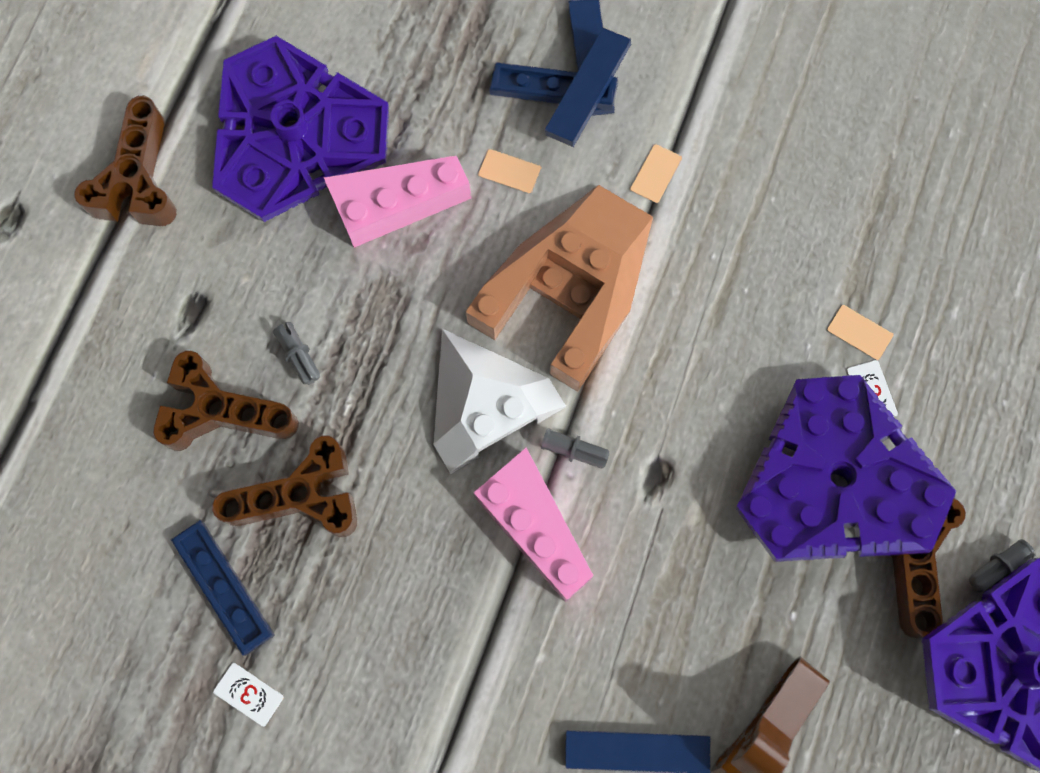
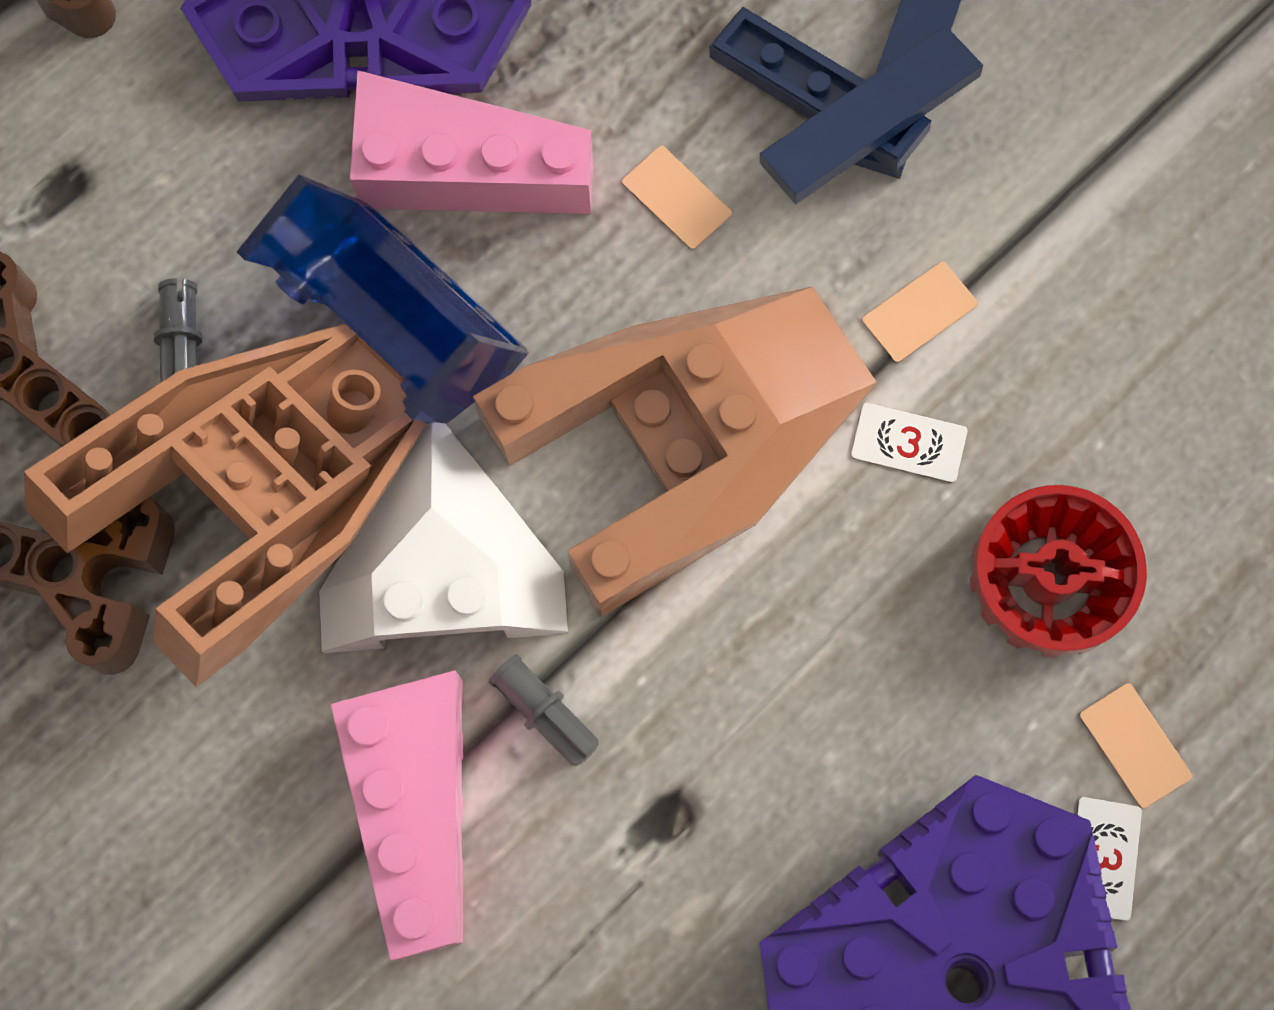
camera: 25 degrees right, 0 degrees up
(382, 374) = (279, 439): none -> nougat wedge
(398, 284) = (388, 294): none -> clear blue windscreen
(682, 238) = (909, 442): none -> white sticker
(794, 248) = (1087, 544): none -> red gear

